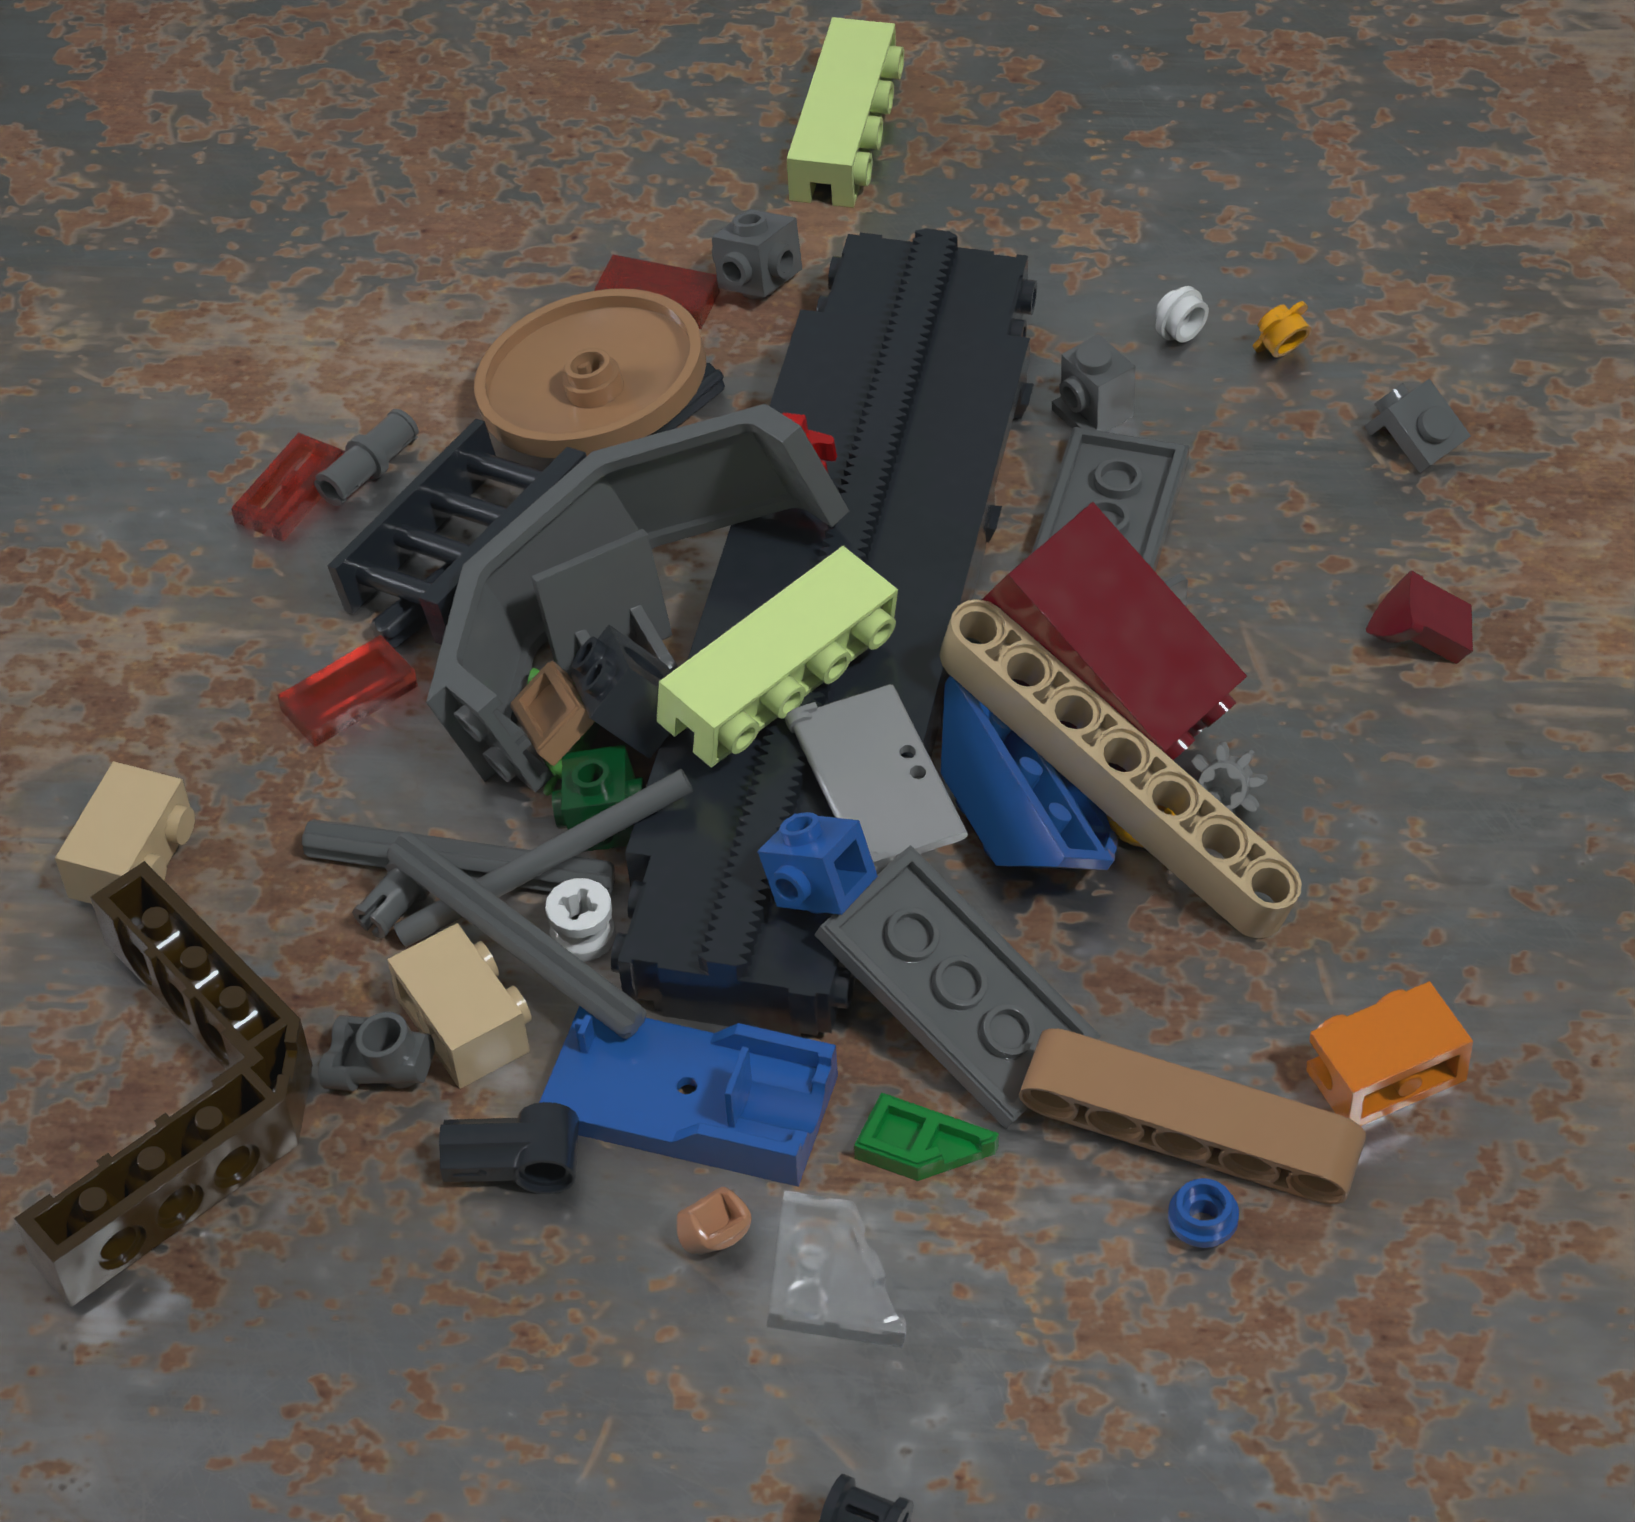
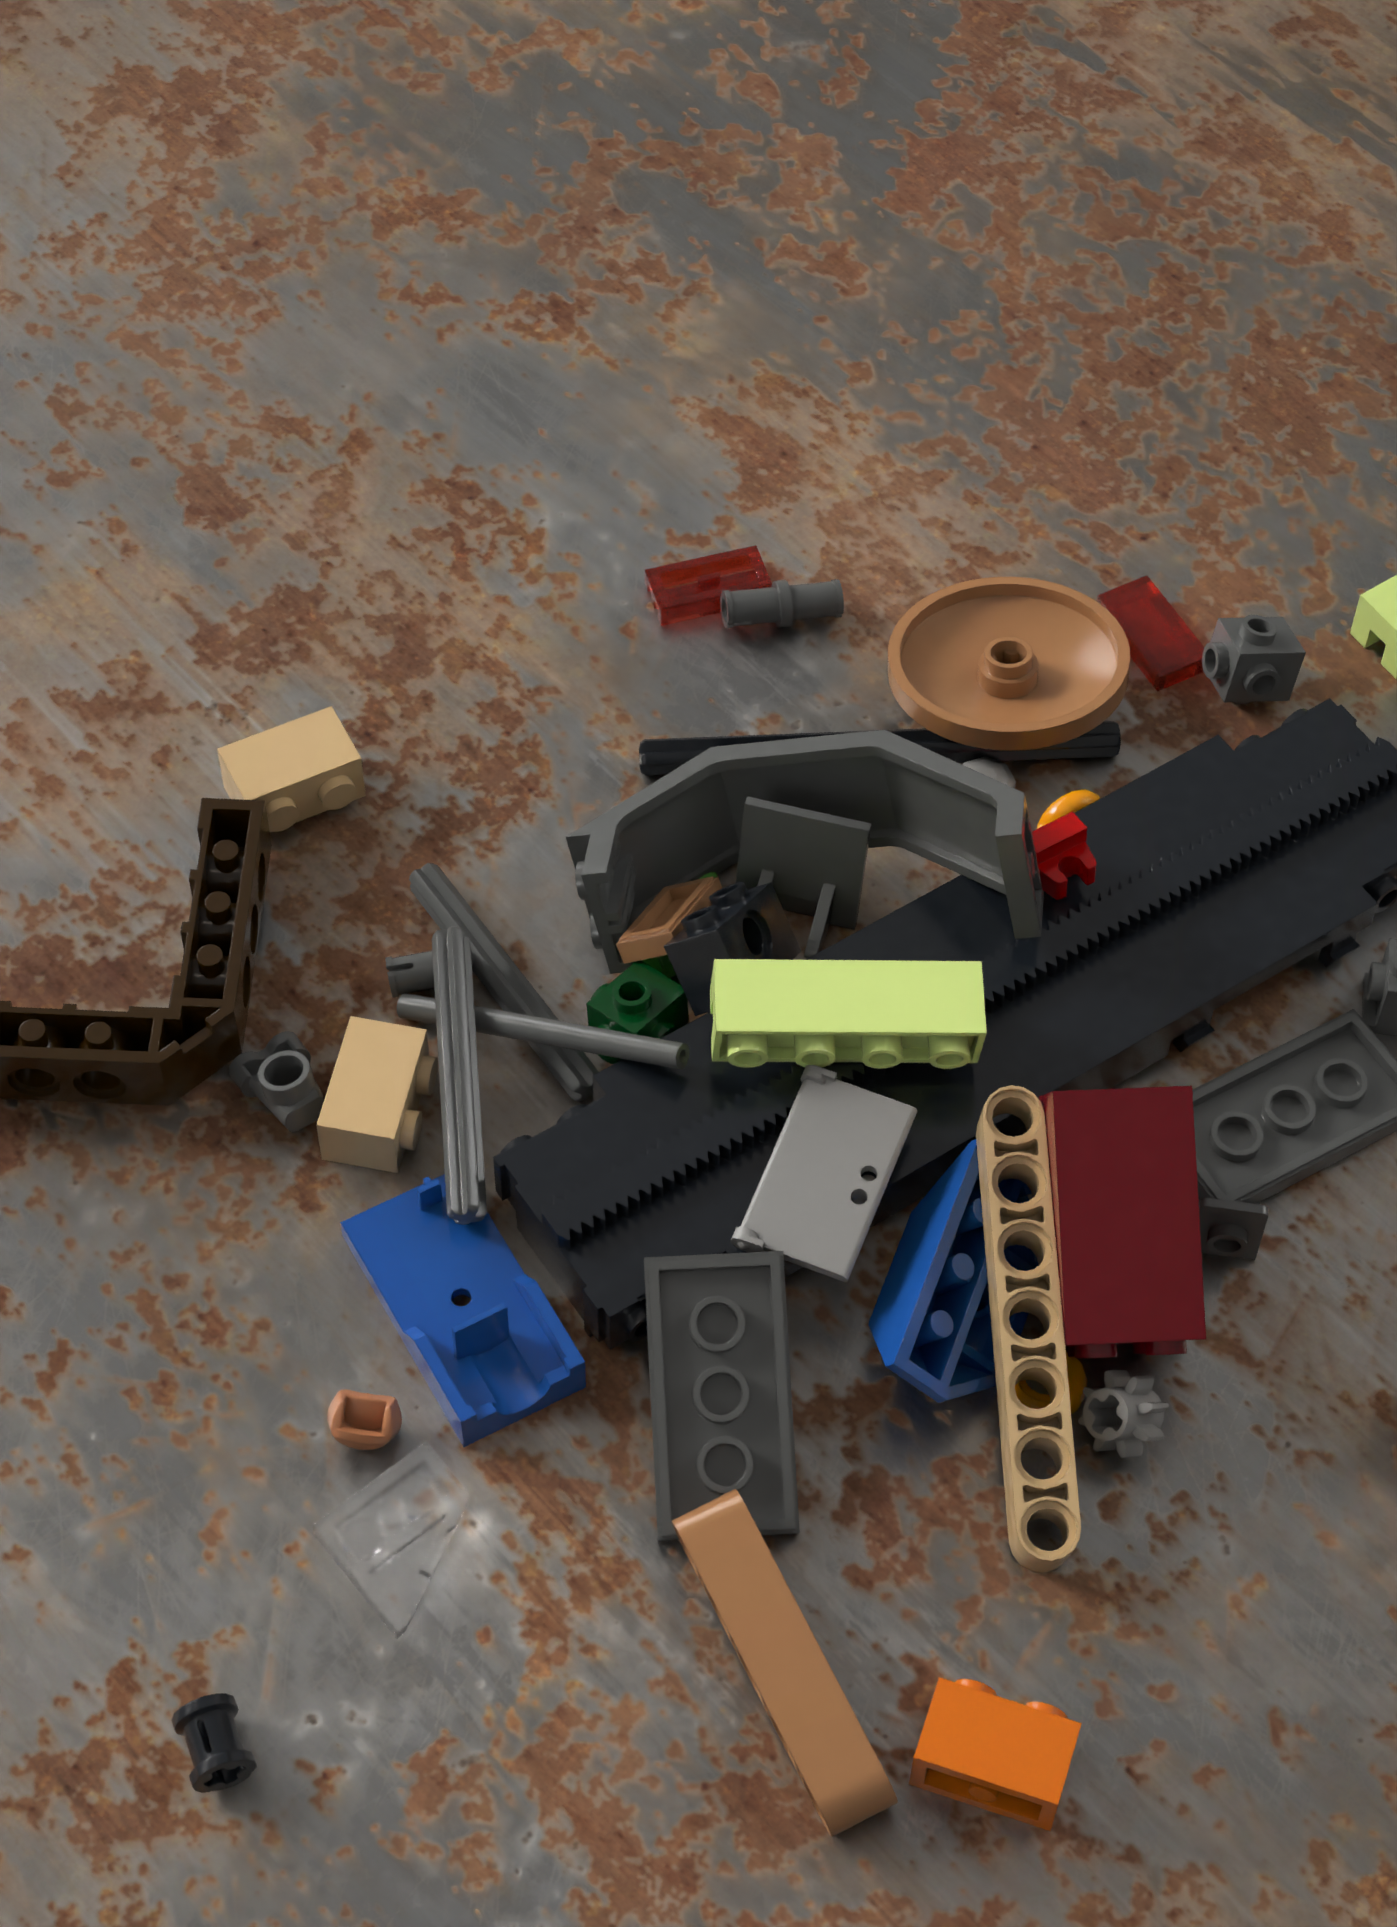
camera: 40 degrees right, 5 degrees up
(347, 690) = (570, 780): clear red tile -> none
(422, 507) = (766, 679): black fence -> none
(531, 1149) = (302, 1248): black piece -> none
(593, 930) = (519, 1113): white wheel -> none
(817, 863) = (686, 1205): blue brick -> none
(920, 1140) = (580, 1490): green tile -> none
(1207, 1197) = (718, 1725): blue plate -> none

